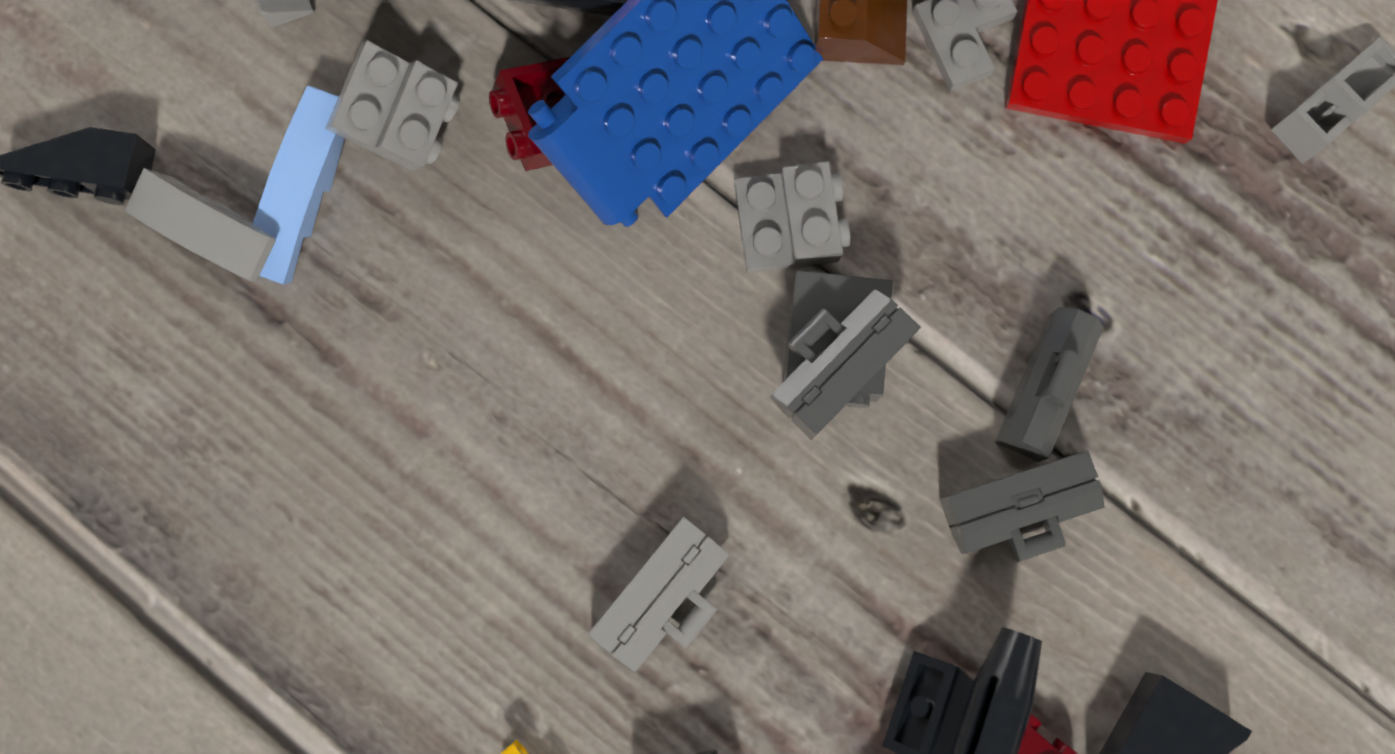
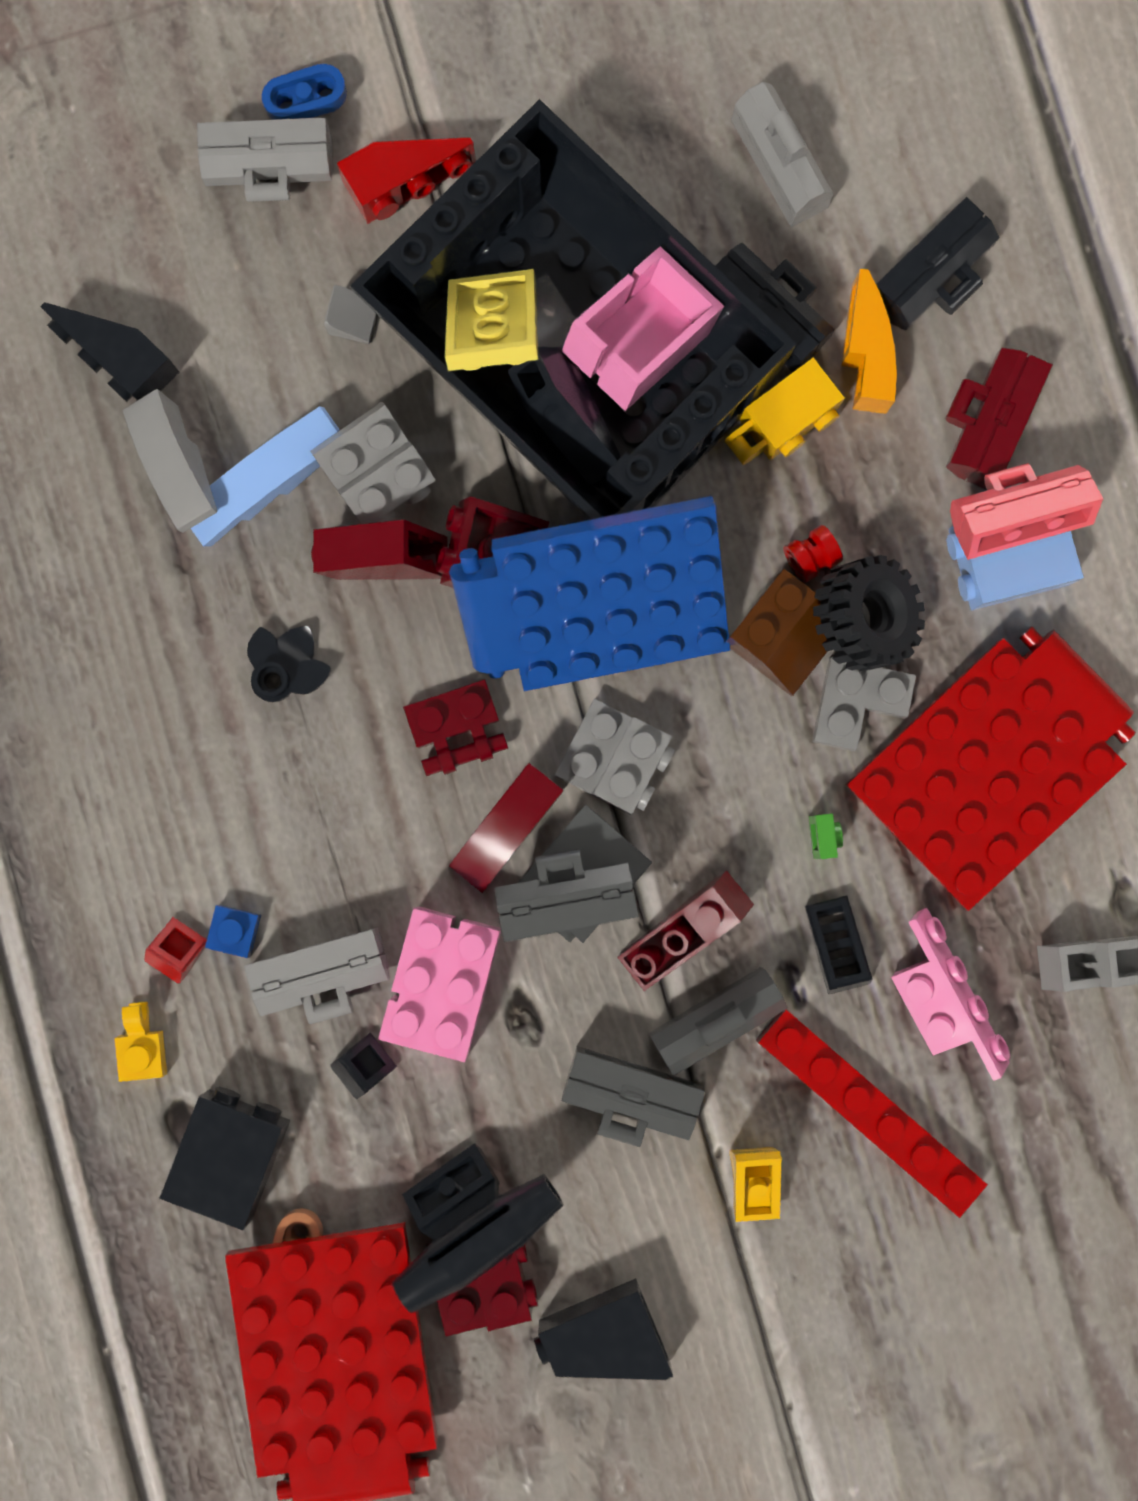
camera: 35 degrees right, 5 degrees up
(432, 332) = (288, 657): none -> black plate
(448, 179) = (377, 551): none -> dark red slope
(511, 672) = (175, 950): none -> red slope
(553, 615) = (233, 931): none -> blue plate
(618, 280) = (452, 715): none -> dark red plate
(738, 343) = (506, 827): none -> dark red slope
(761, 655) = (363, 1066): none -> black slope
(781, 522) = (440, 984): none -> bright pink piece
(964, 325) = (687, 931): none -> dark red slope
(1022, 159) = (825, 836): none -> bright green plate
(1107, 271) = (863, 975): none -> black slope
(1192, 502) = (756, 1183): none -> yellow slope
(1228, 233) = (944, 1001): none -> bright pink bracket
(1240, 372) = (872, 1112): none -> red plate

